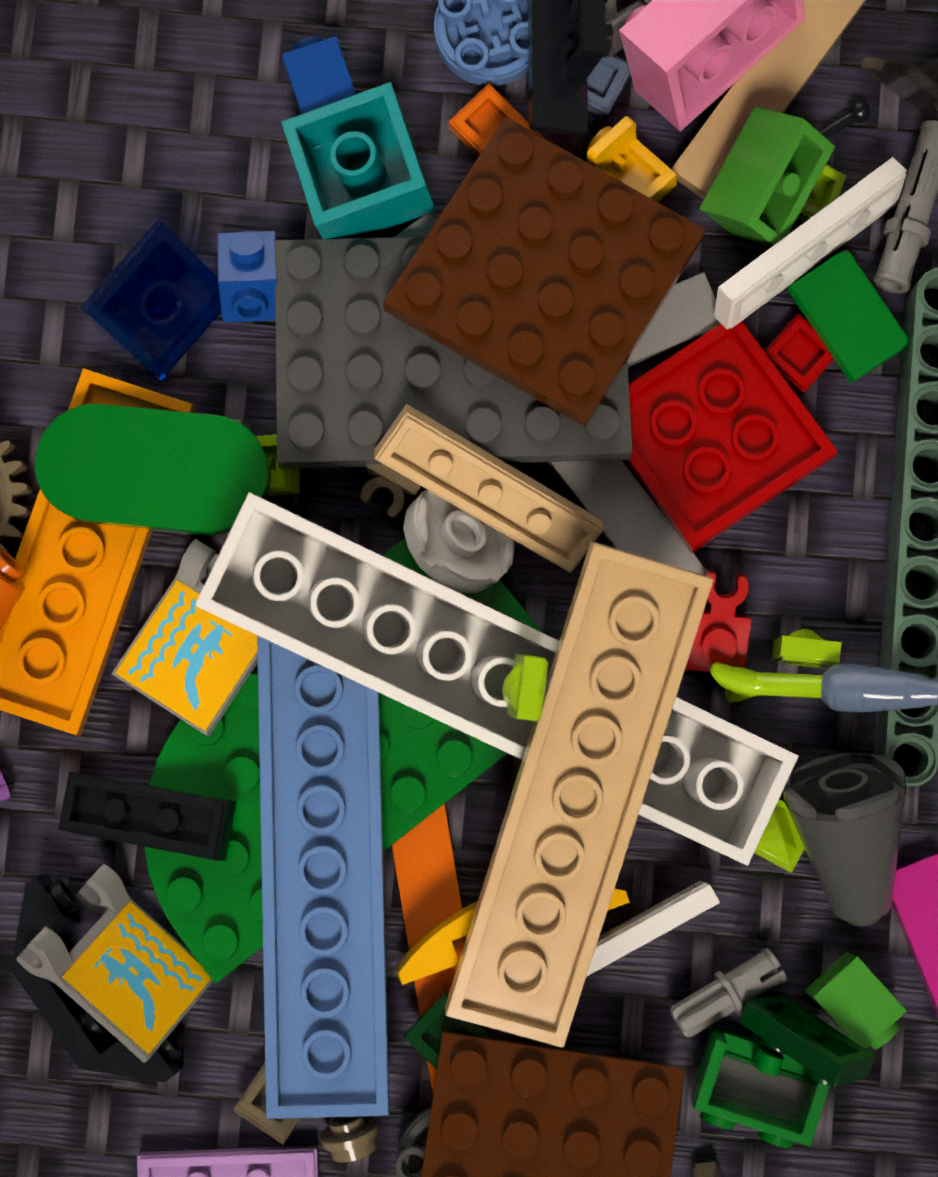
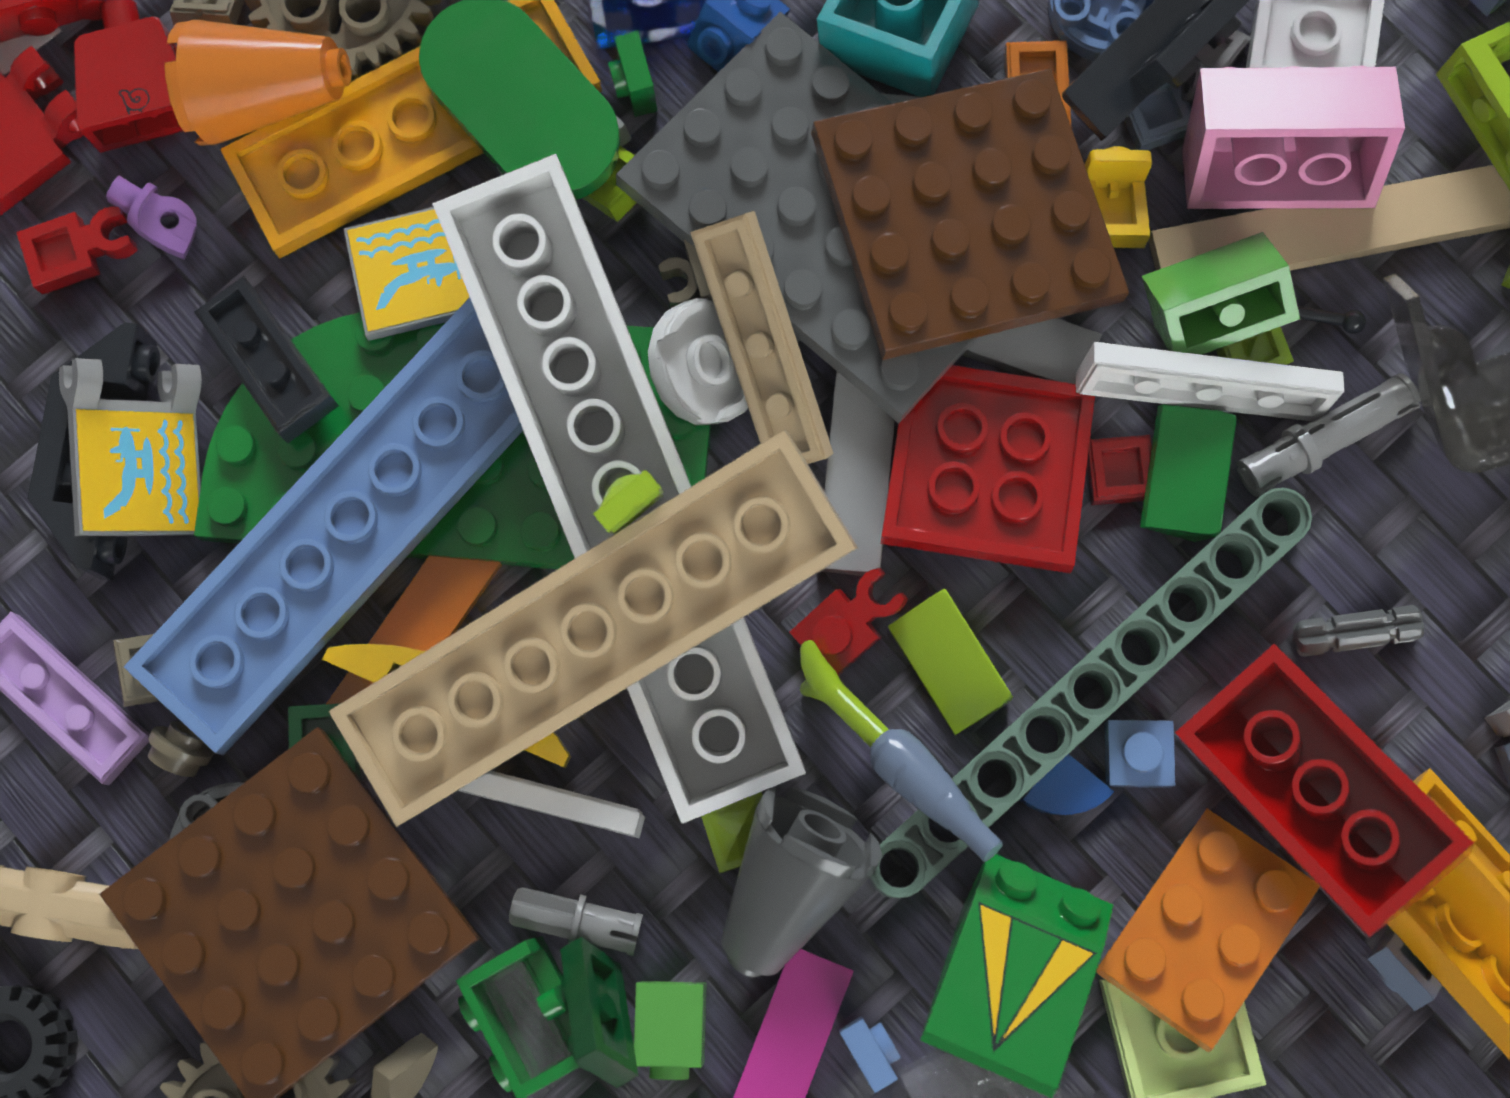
camera: 50 degrees right, 5 degrees down
(210, 378) = (632, 74): none -> green plate
(806, 650) = (899, 703): lime tile -> none
(810, 590) = (950, 662): none -> lime slope

